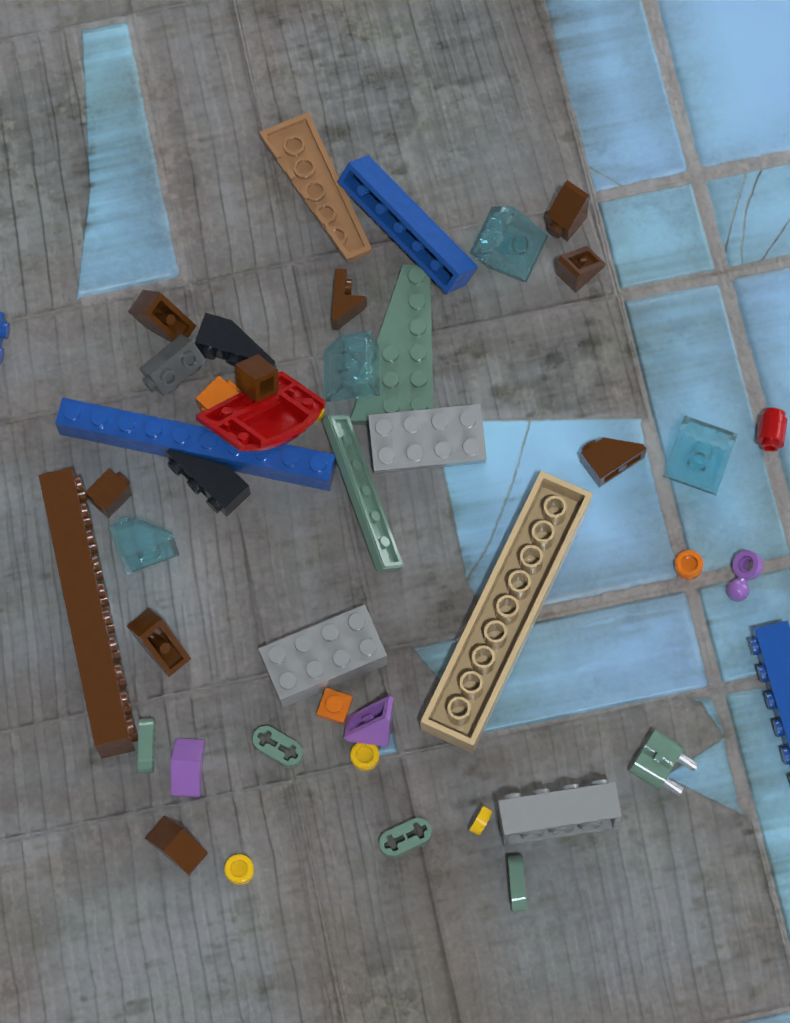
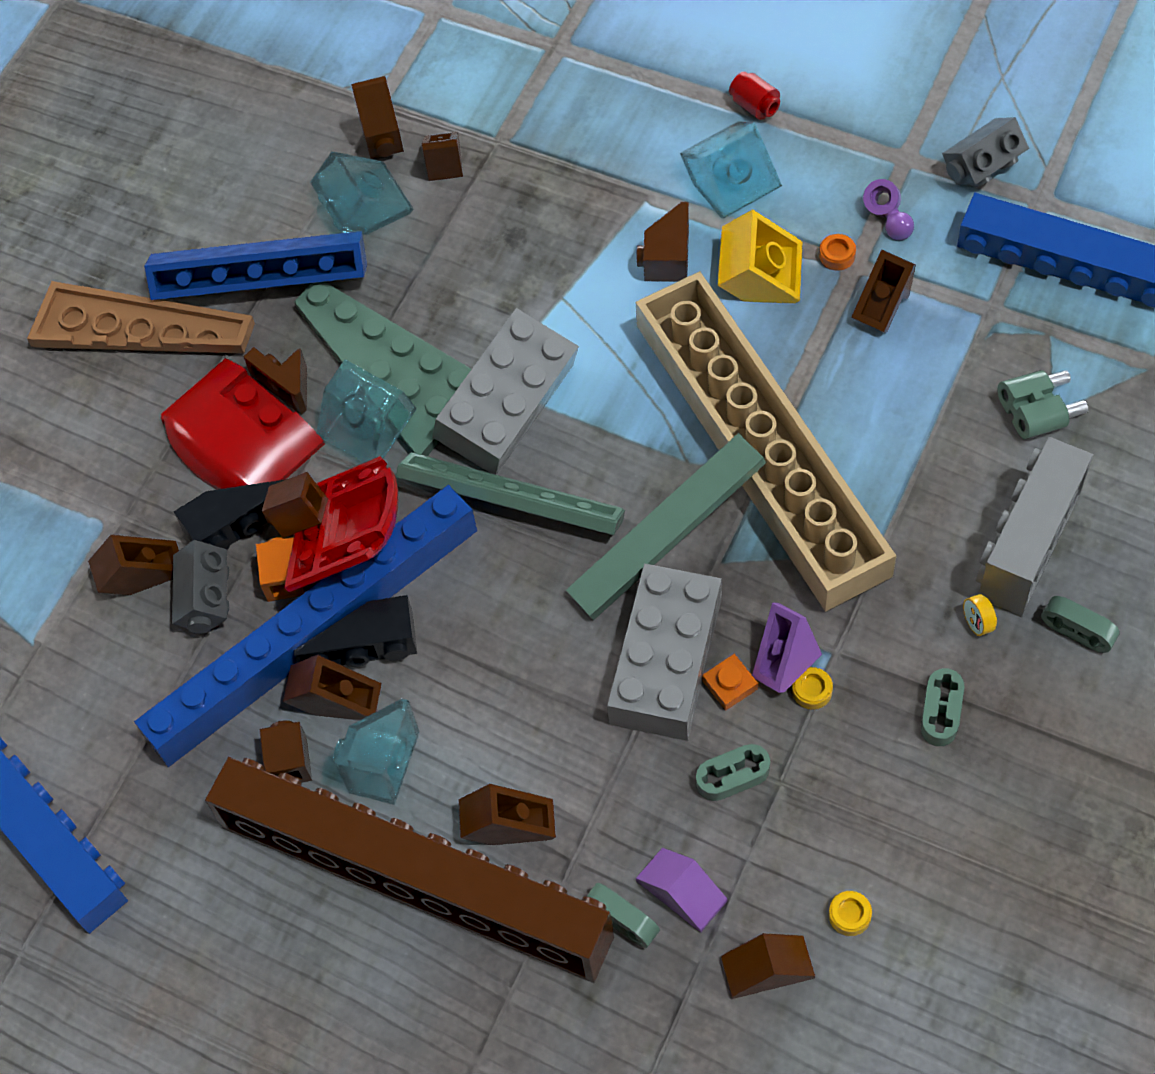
camera: 50 degrees left, 10 degrees down
(164, 489) = (331, 690): none -> reddish brown slope
(291, 303) = (237, 431): none -> red slope
(402, 599) = (666, 526): none -> sand green tile
(640, 523) = (759, 260): none -> yellow slope
(669, 615) = (884, 291): none -> reddish brown slope

